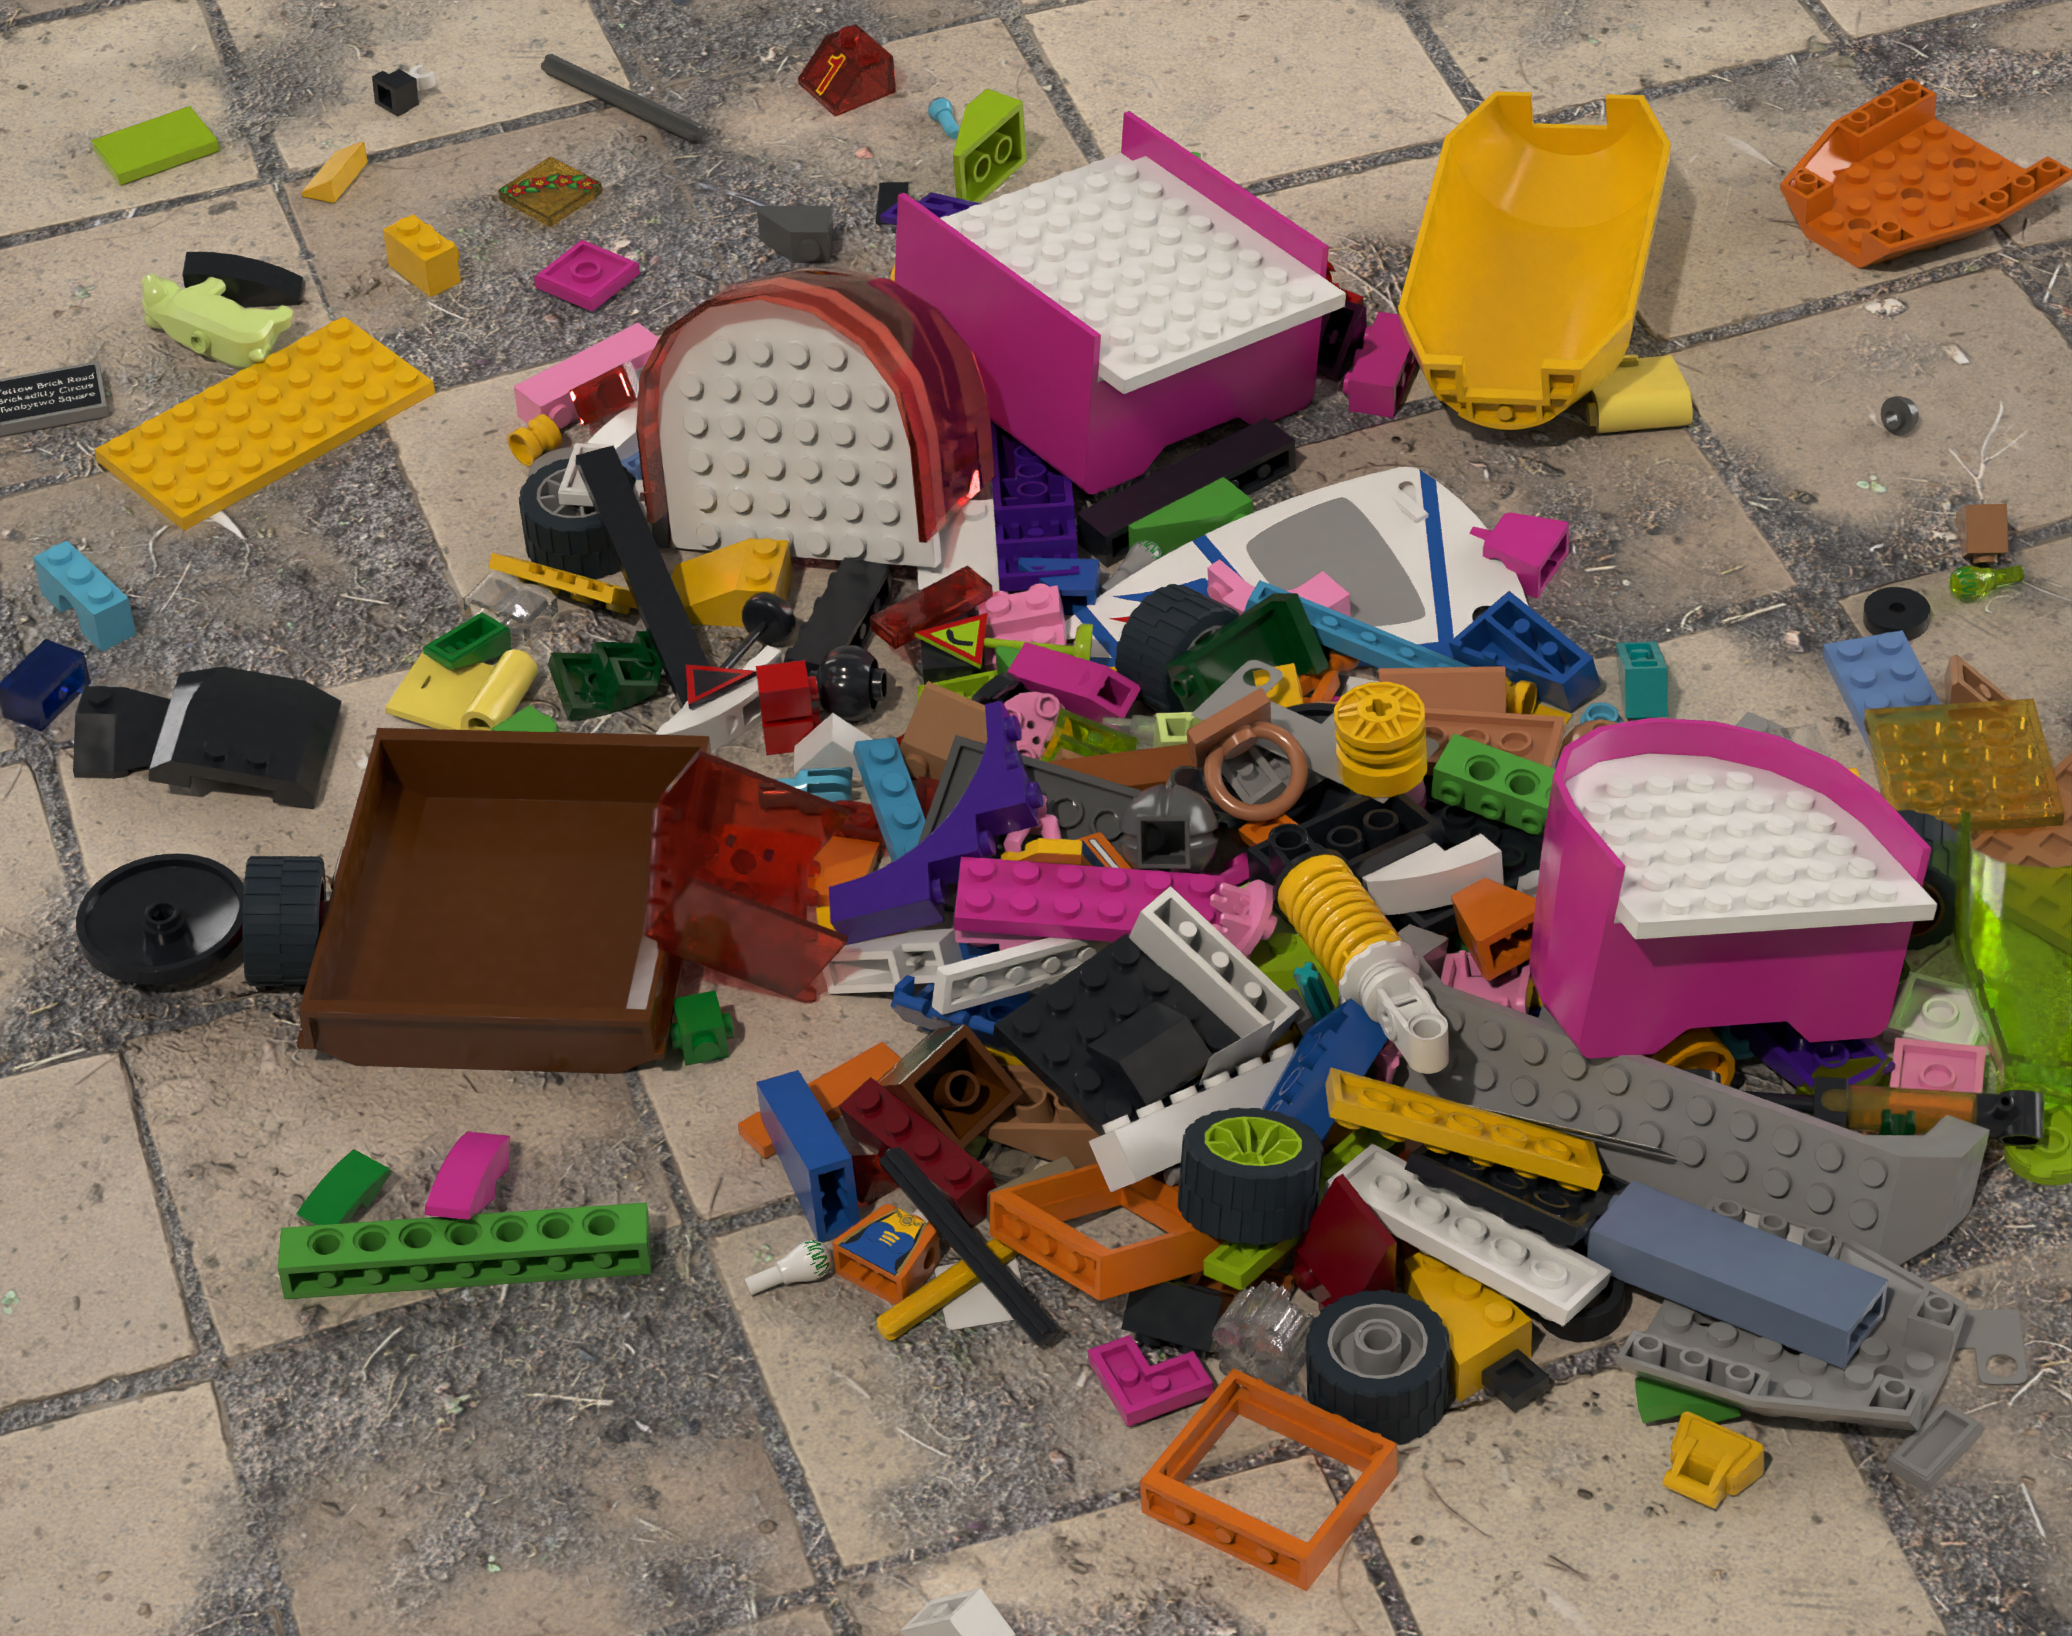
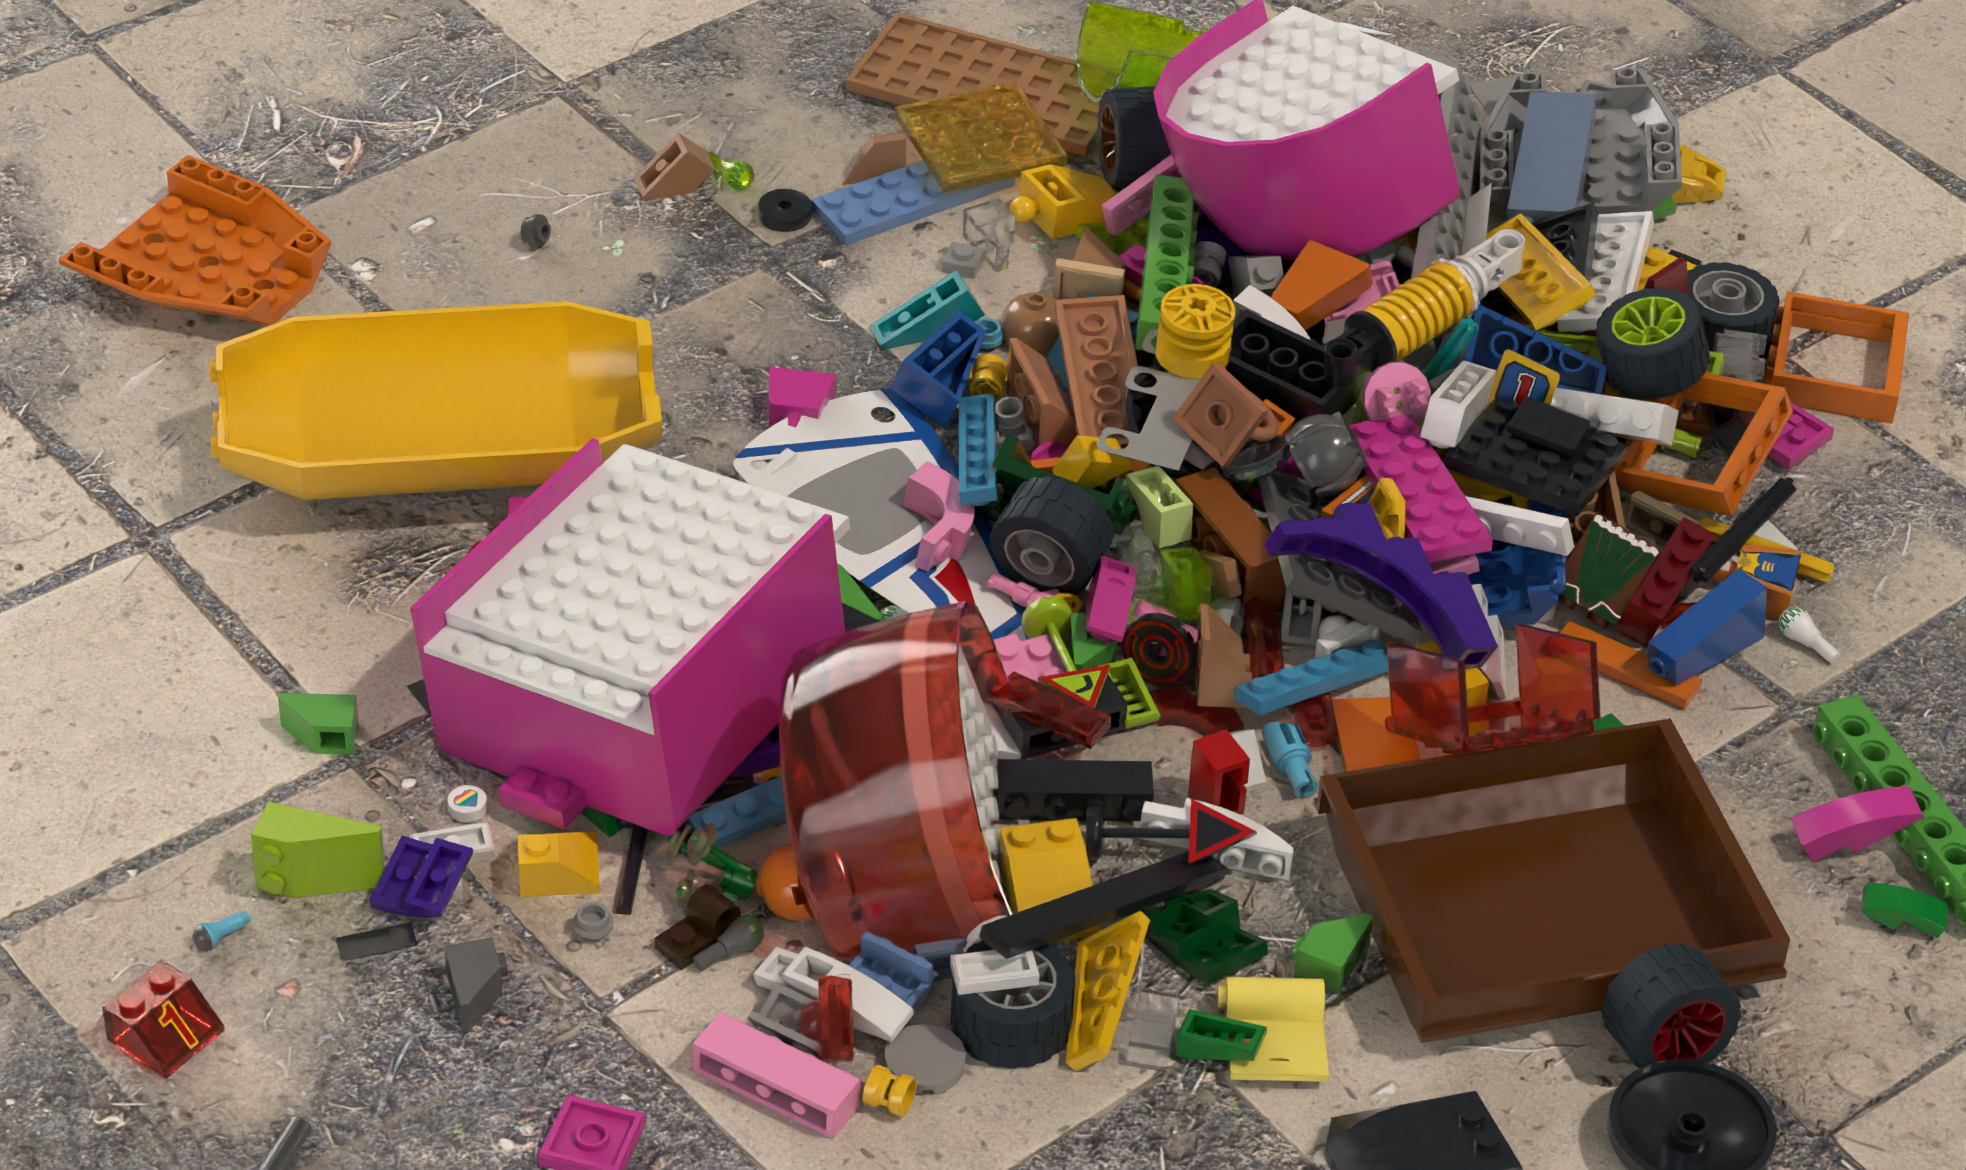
camera: 115 degrees left, 0 degrees up
(850, 683) = (1163, 747): black plant -> none

